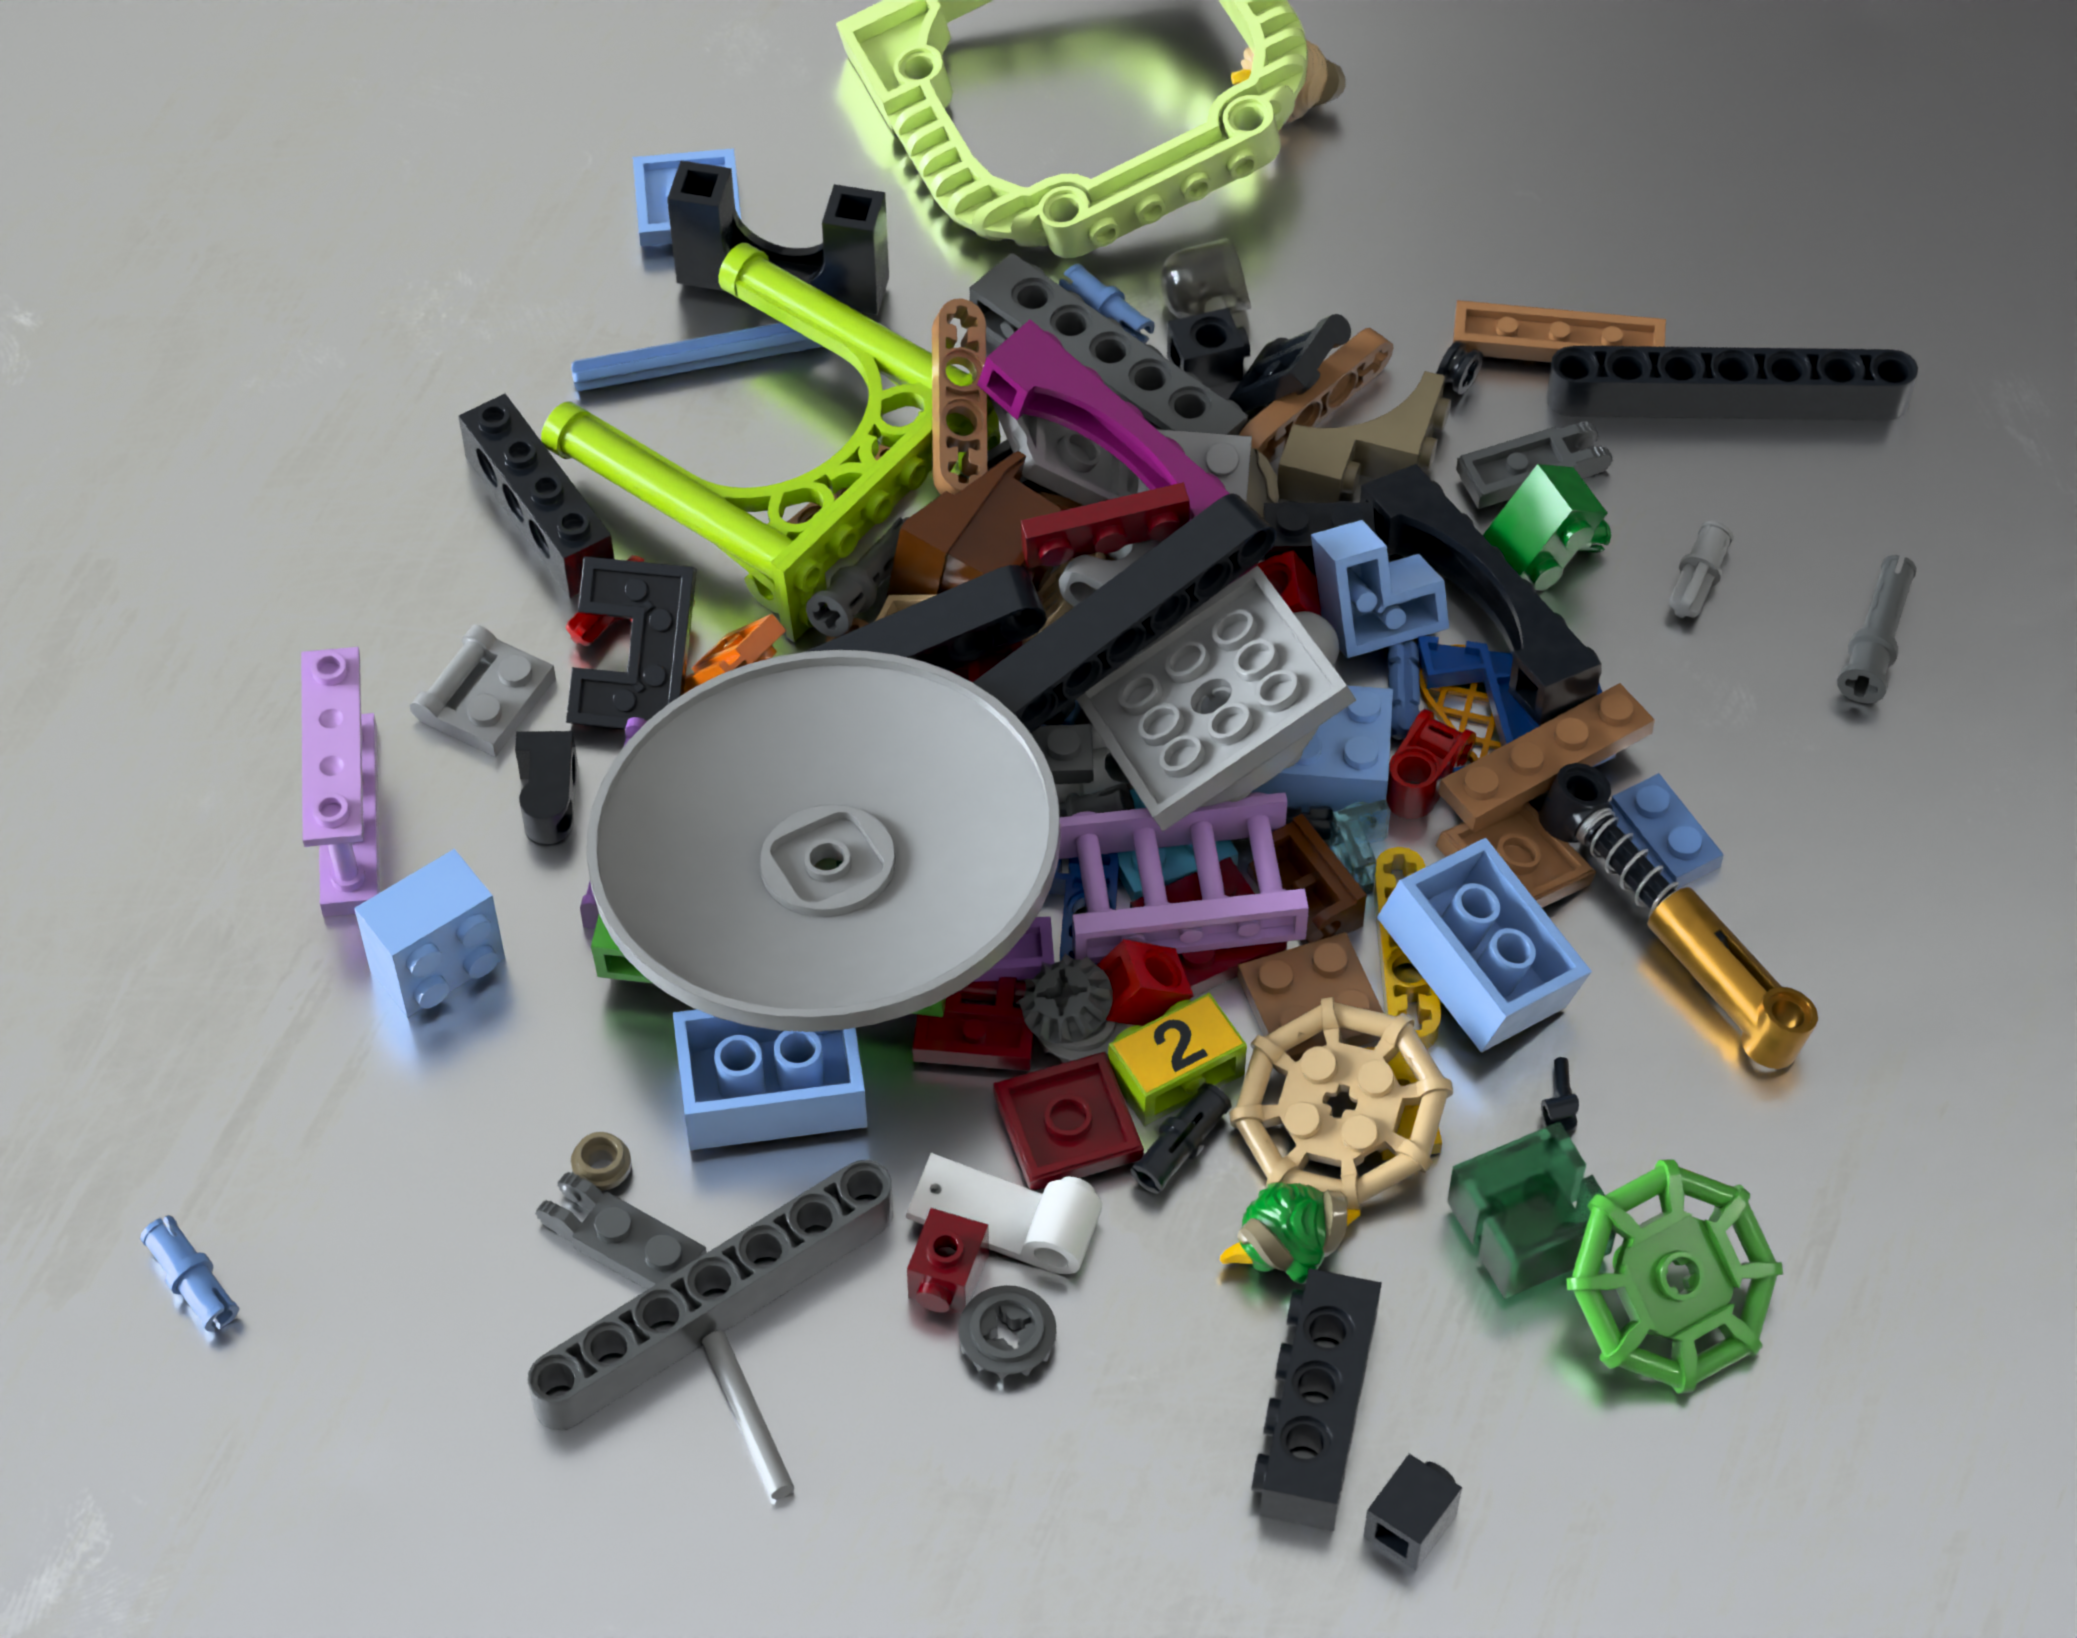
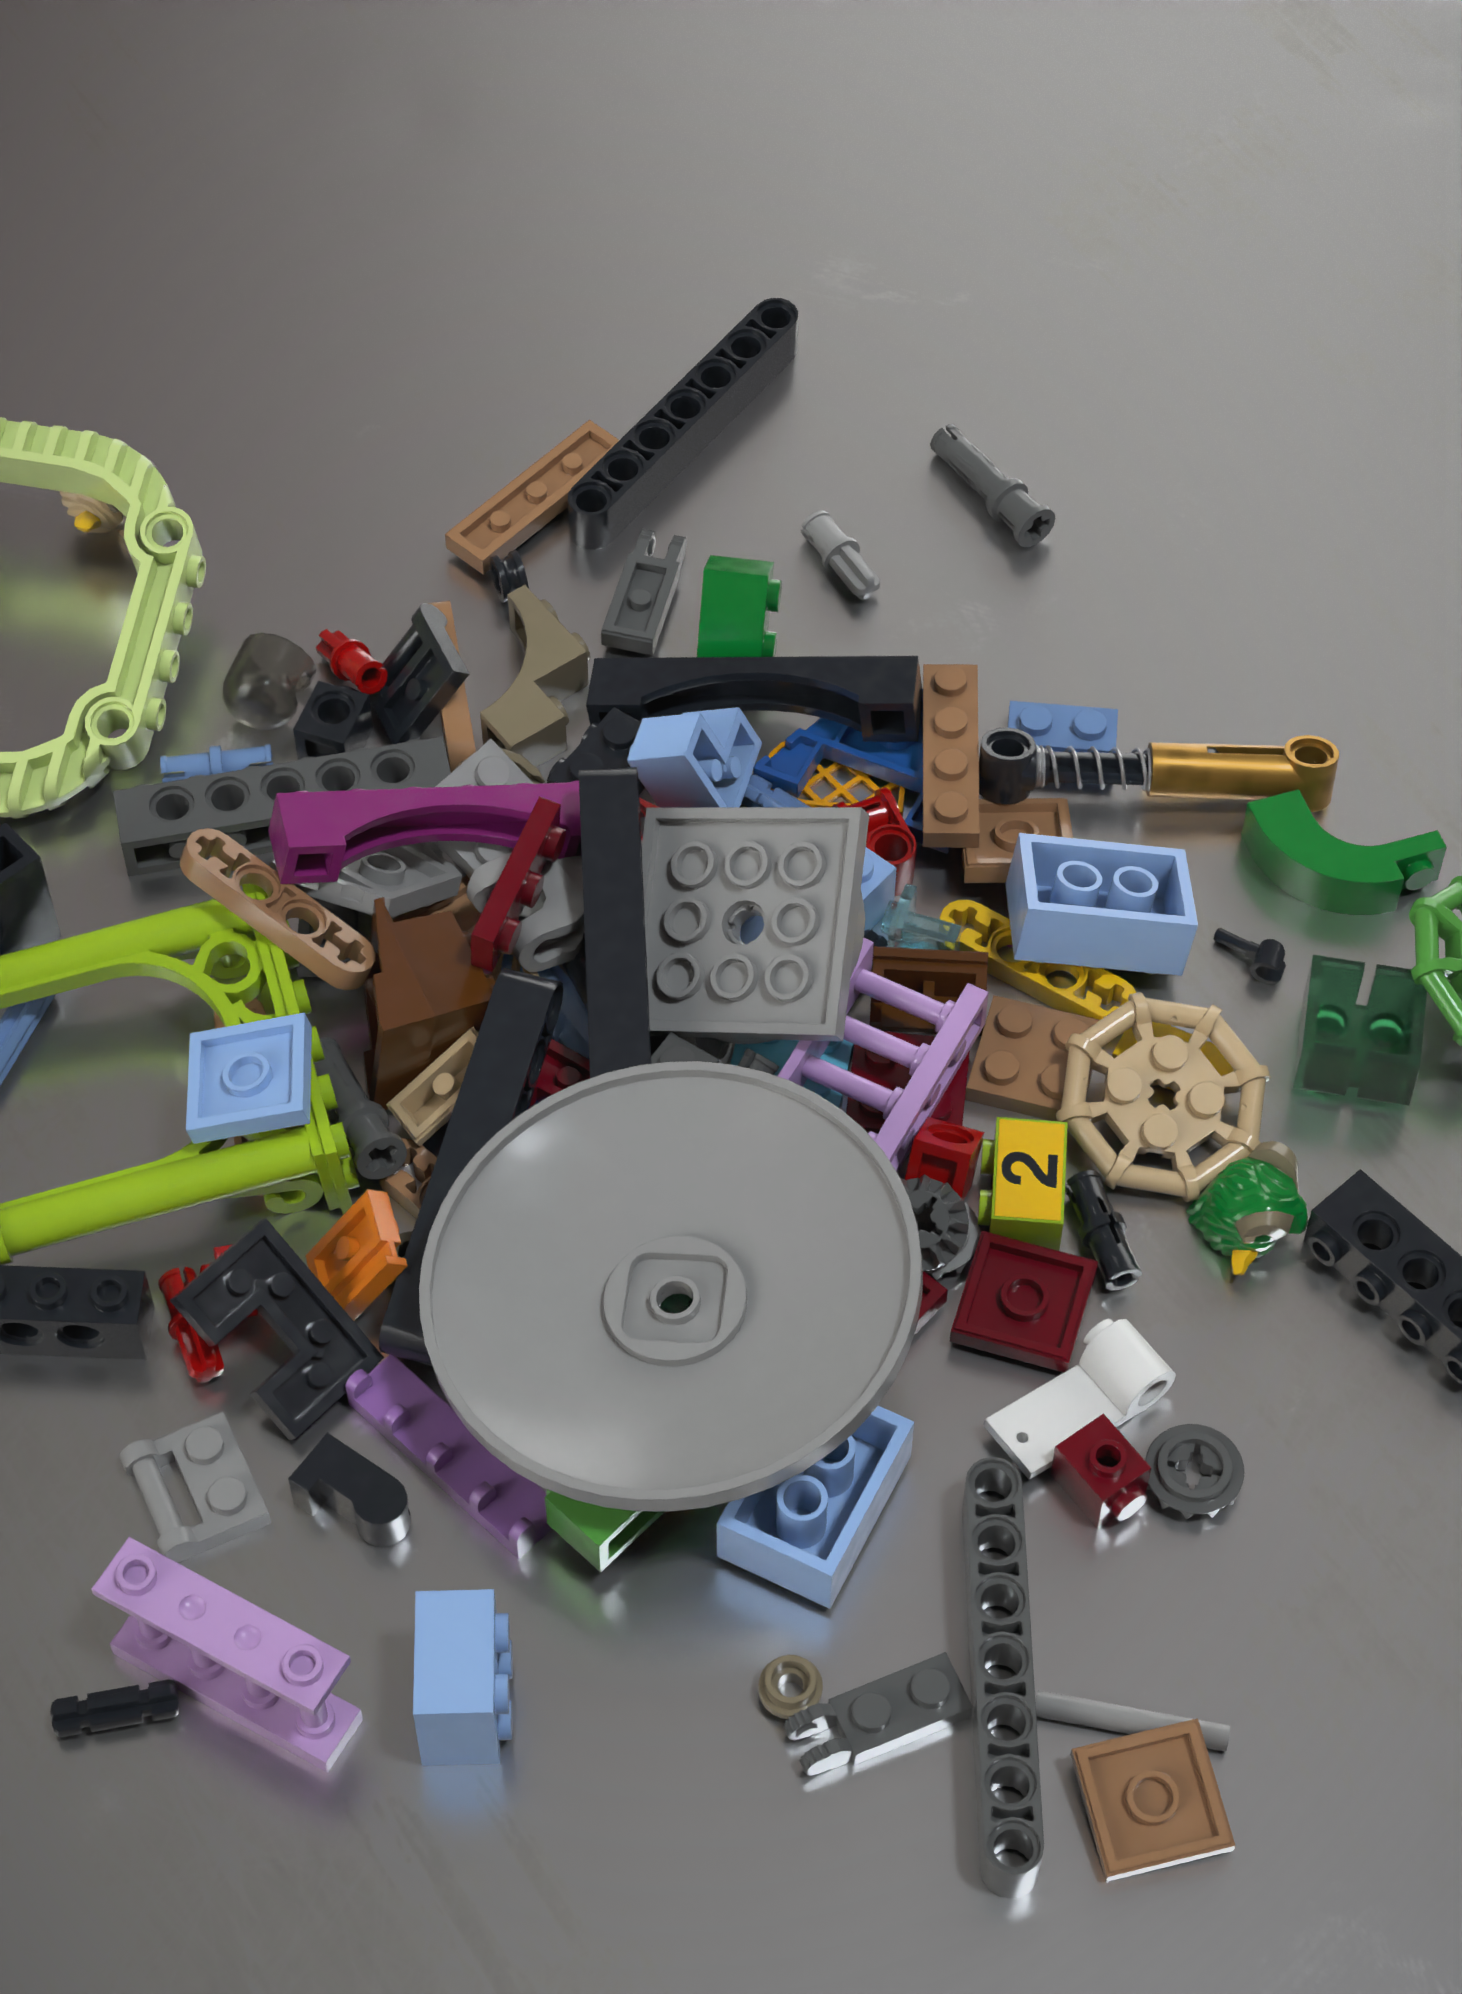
camera: 55 degrees left, 0 degrees up
(268, 751) = (115, 1708): none -> black axle
(683, 1463) = (1152, 1799): none -> medium nougat tile
(796, 477) = (249, 1078): none -> light blue plate
(1274, 320) = (352, 661): none -> red axle
(1694, 1113) = (1332, 872): none -> green arch

